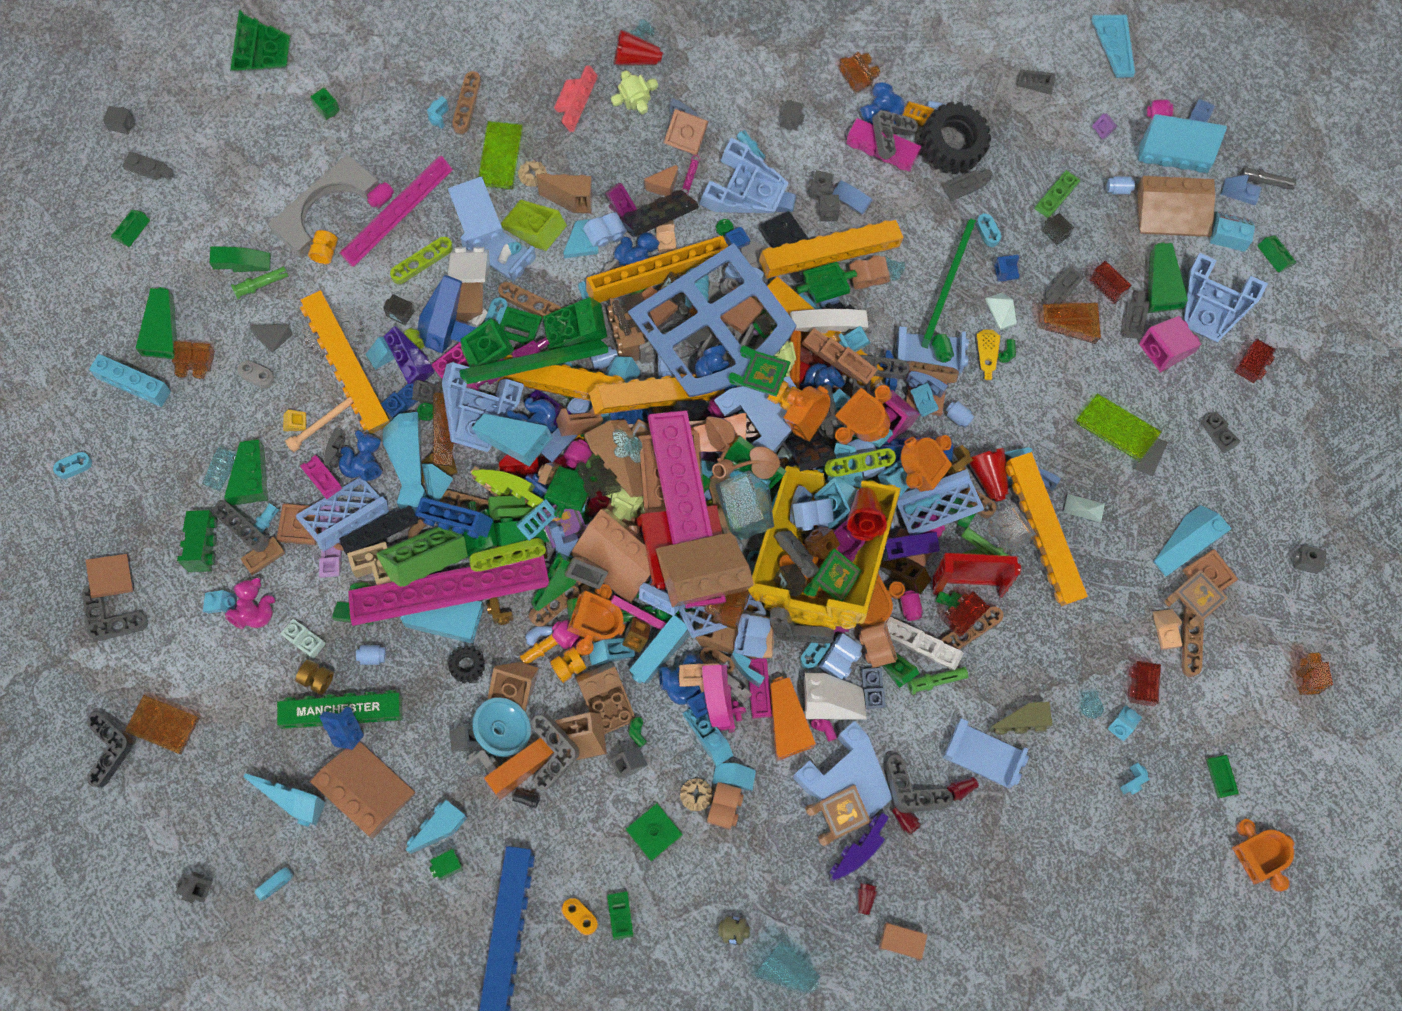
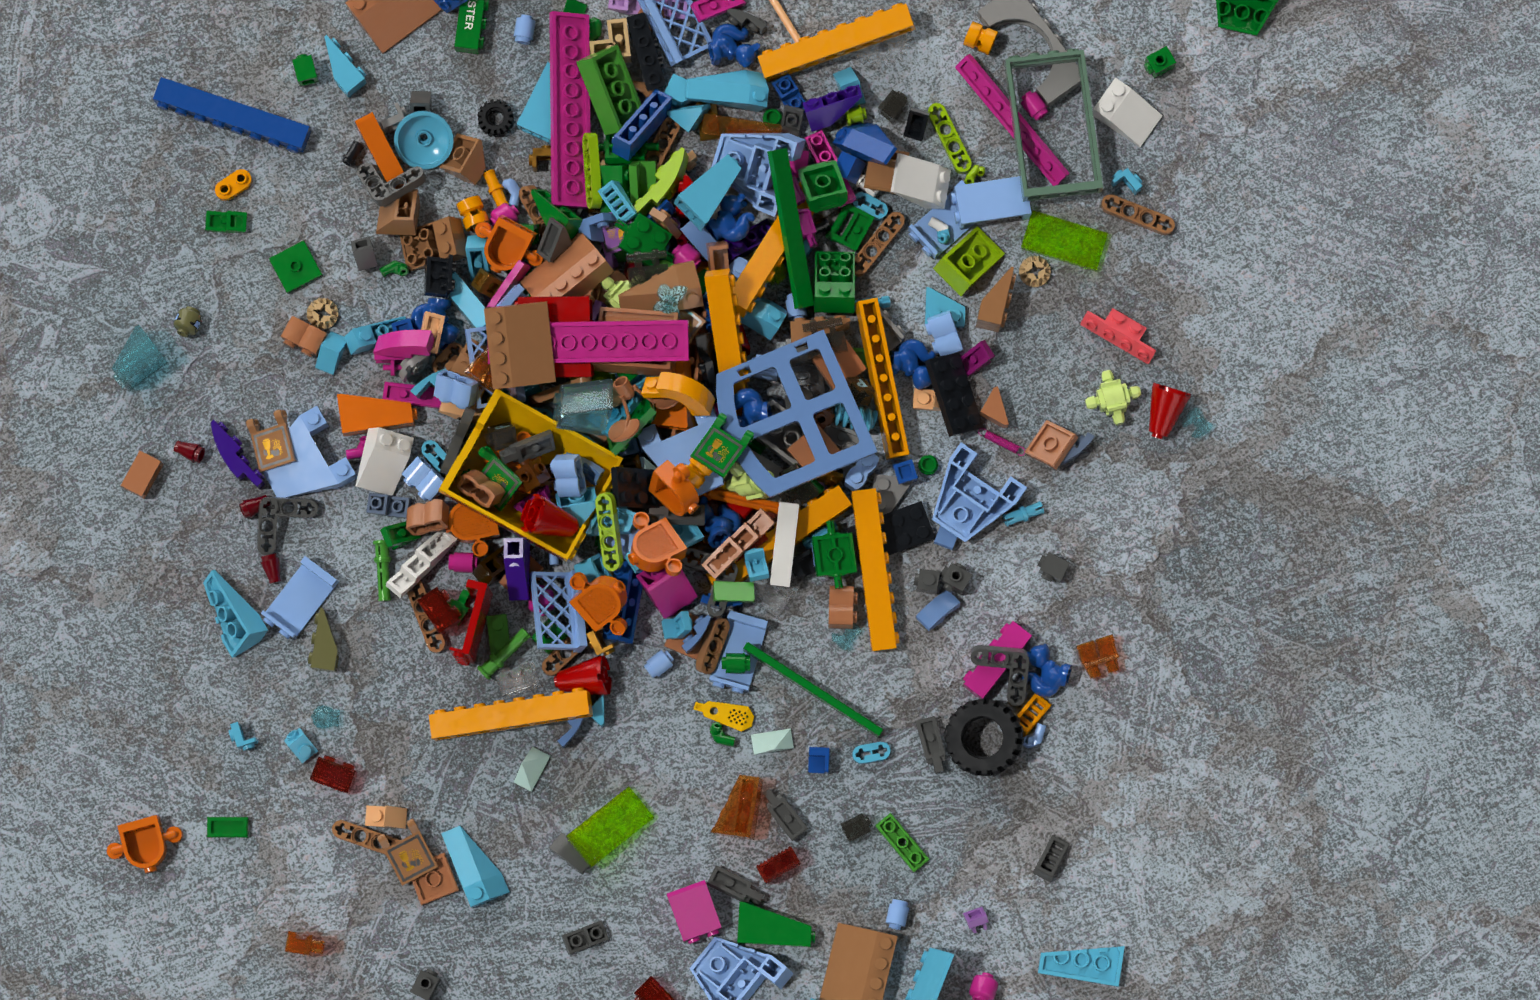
camera: 105 degrees right, 10 degrees up
(374, 125) = (1126, 113): none -> white slope
(388, 141) = (1064, 190): none -> sand green door
(411, 283) = (916, 123): none -> black slope
(452, 235) = (975, 171): none -> lime arm
(640, 678) = (439, 276): none -> black bracket
(714, 420) = (682, 389): none -> light orange arch
(850, 581) = (479, 487): none -> nougat brick
(884, 352) = (733, 591): none -> bright green slope
(927, 502) = (563, 597): medium azure axle -> none
(1023, 810) = (239, 621): none -> medium azure wedge

